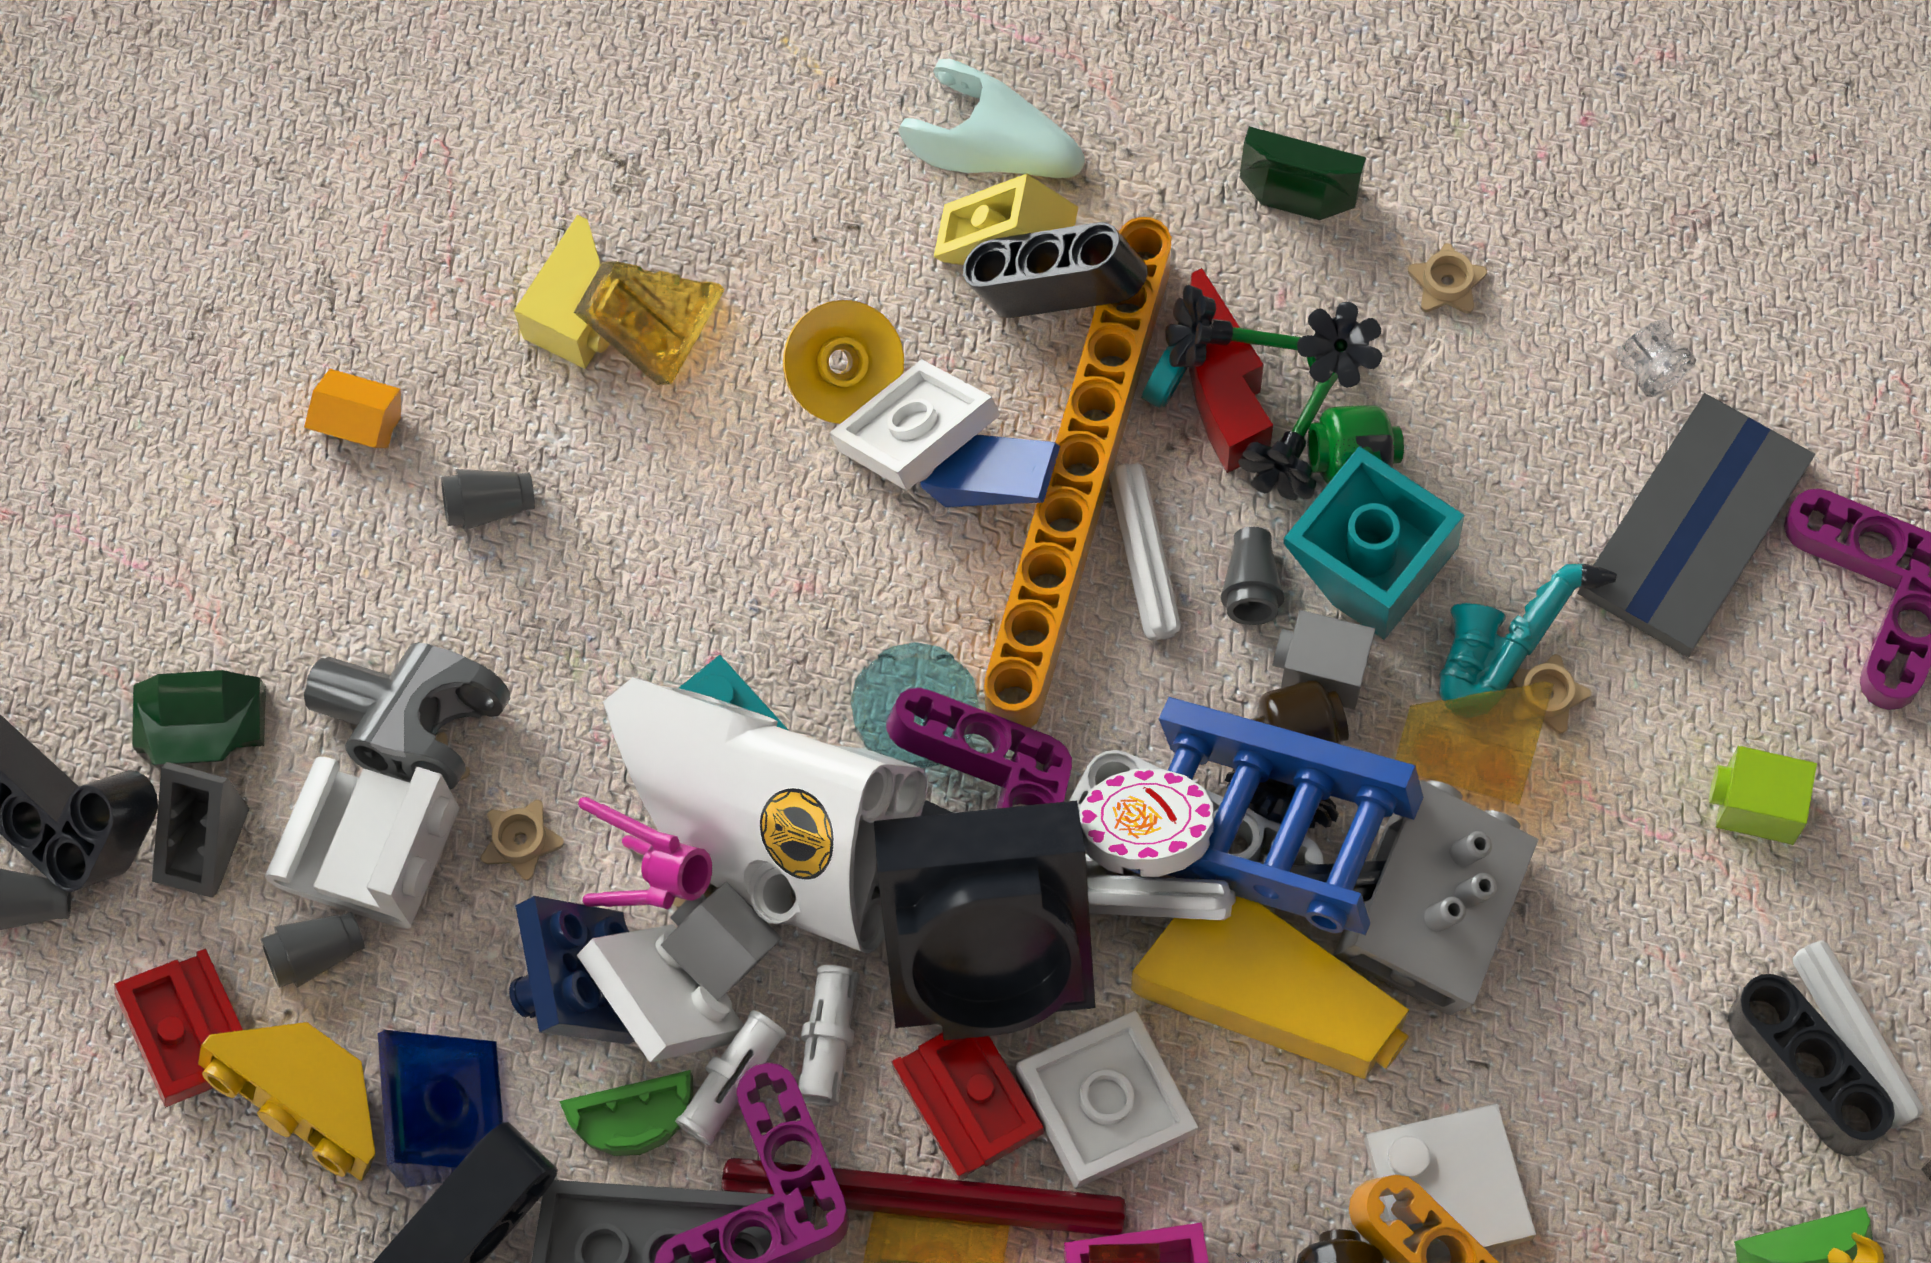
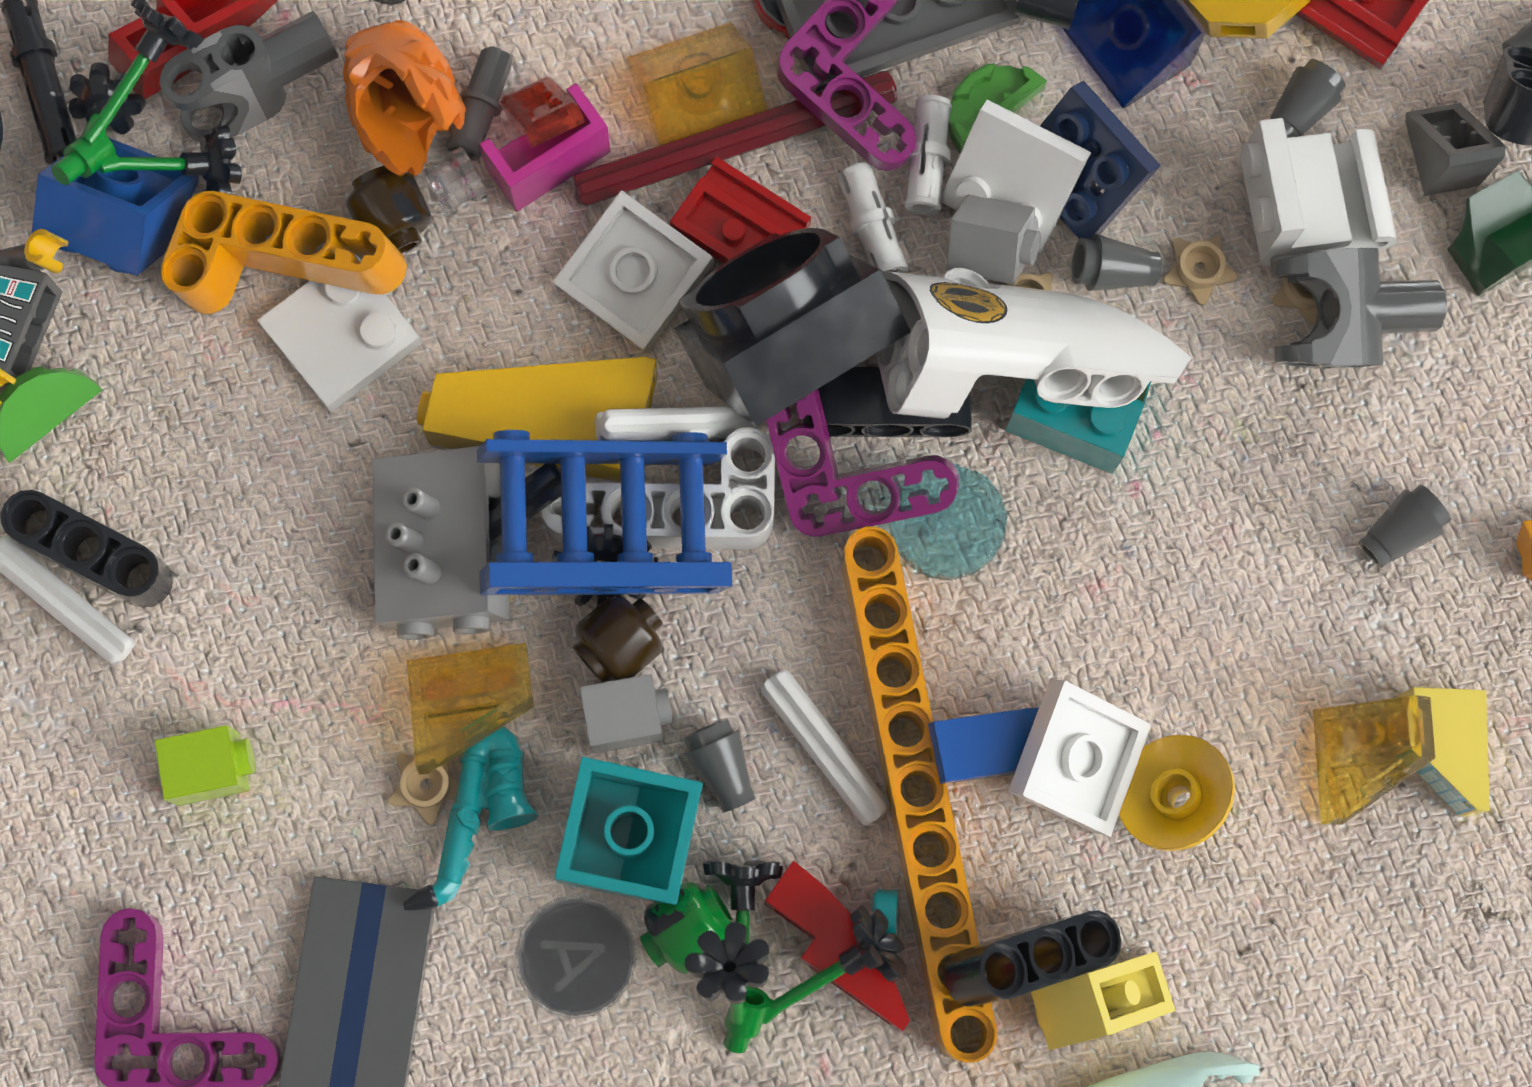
camera: 145 degrees right, 10 degrees up
(602, 866) = (1112, 264): none -> dark grey cone
(667, 864) = (1054, 253): dark pink plant -> none
(1146, 822) = (694, 451): white tile -> none
(1475, 472) = (575, 957): none -> clear tile

